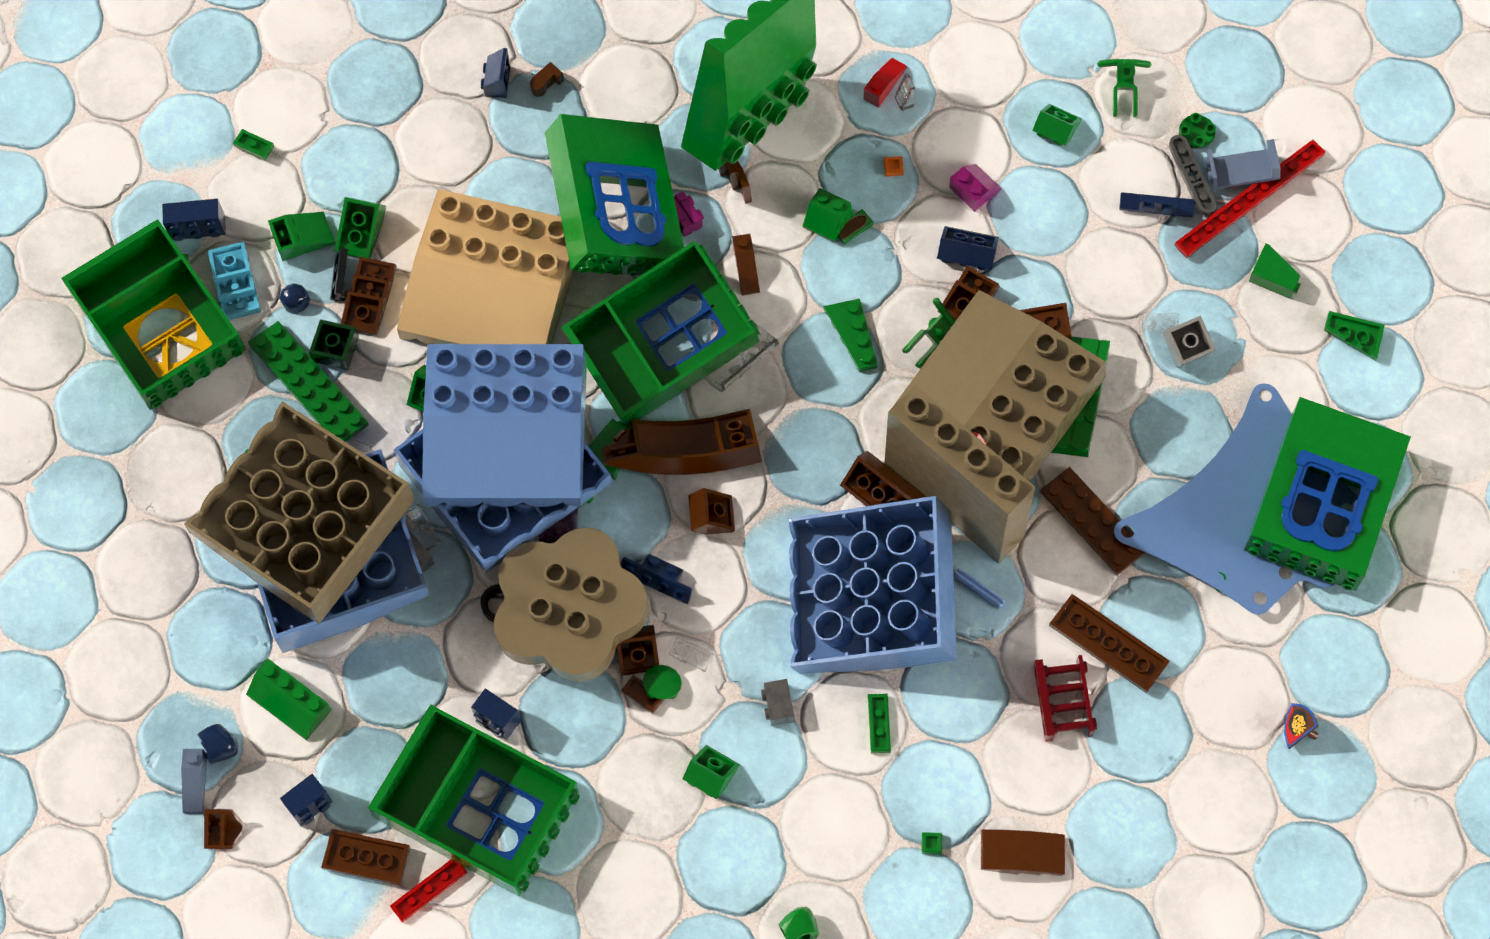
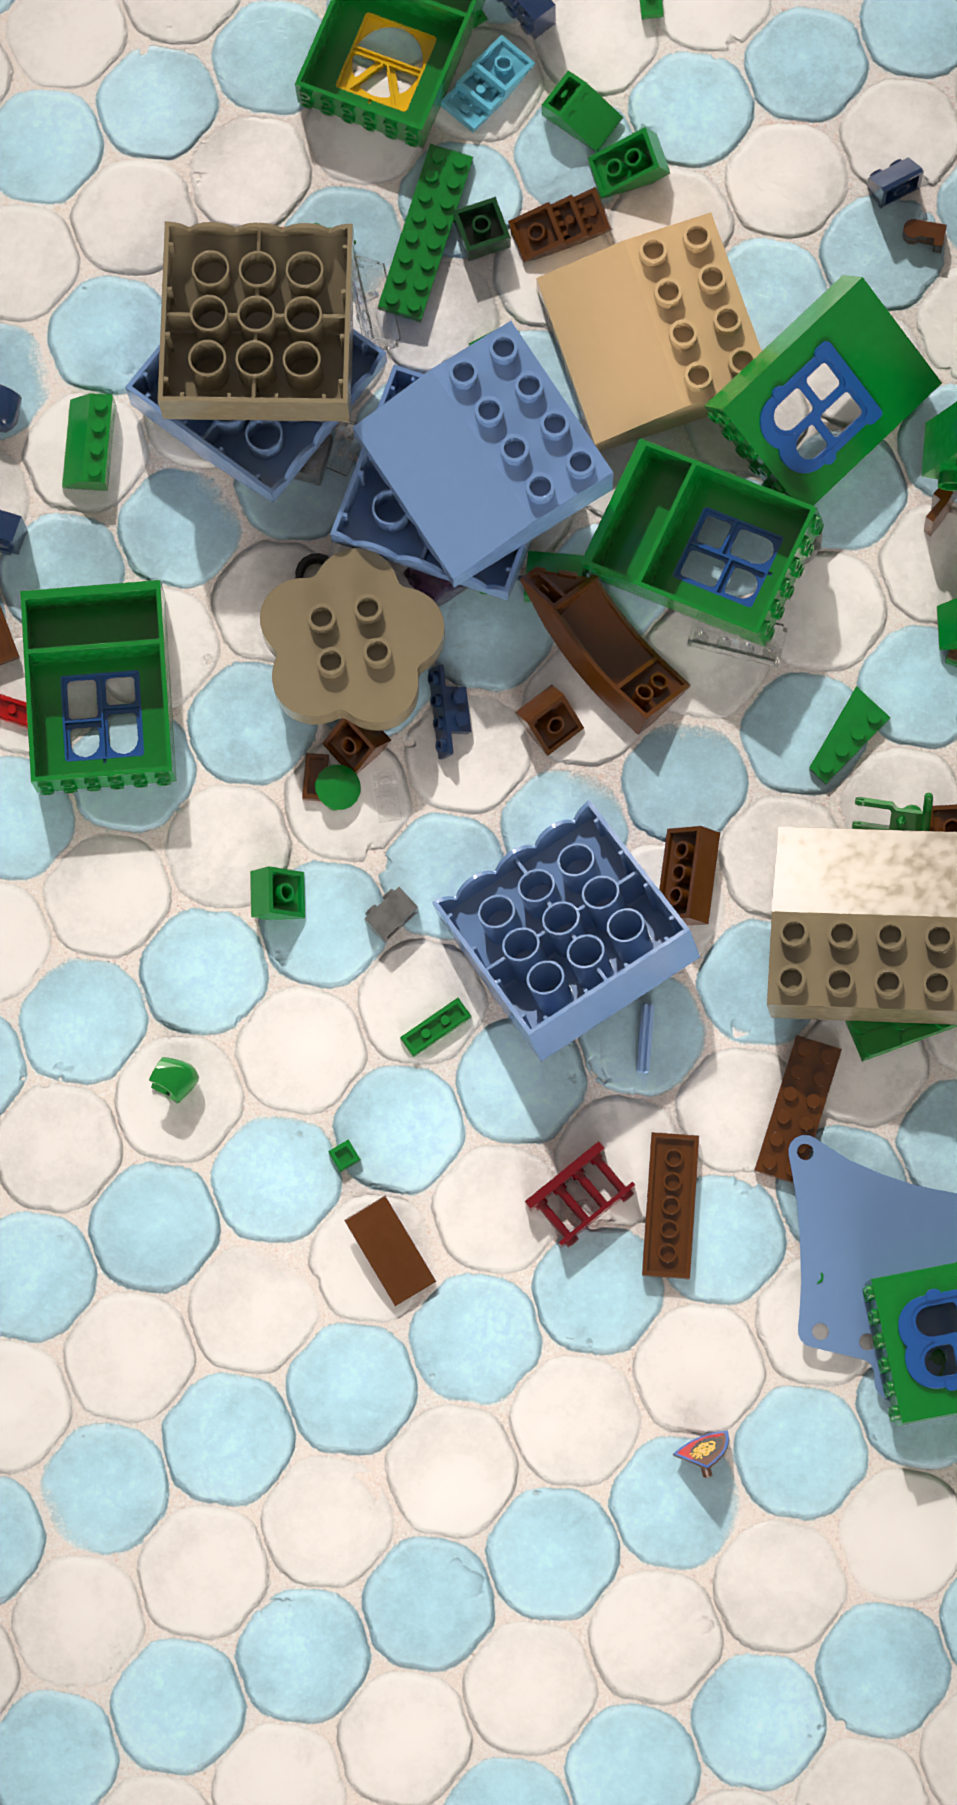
camera: 60 degrees right, 10 degrees up
(294, 298) = (509, 155): dark blue hair -> none
(337, 292) = (541, 193): black hinge -> none
(496, 714) = (198, 649): dark blue brick -> none
(688, 216) = (865, 478): magenta brick -> none
(745, 264) = (850, 576): reddish brown slope -> none
(948, 461) = (732, 936): dark tan brick -> none

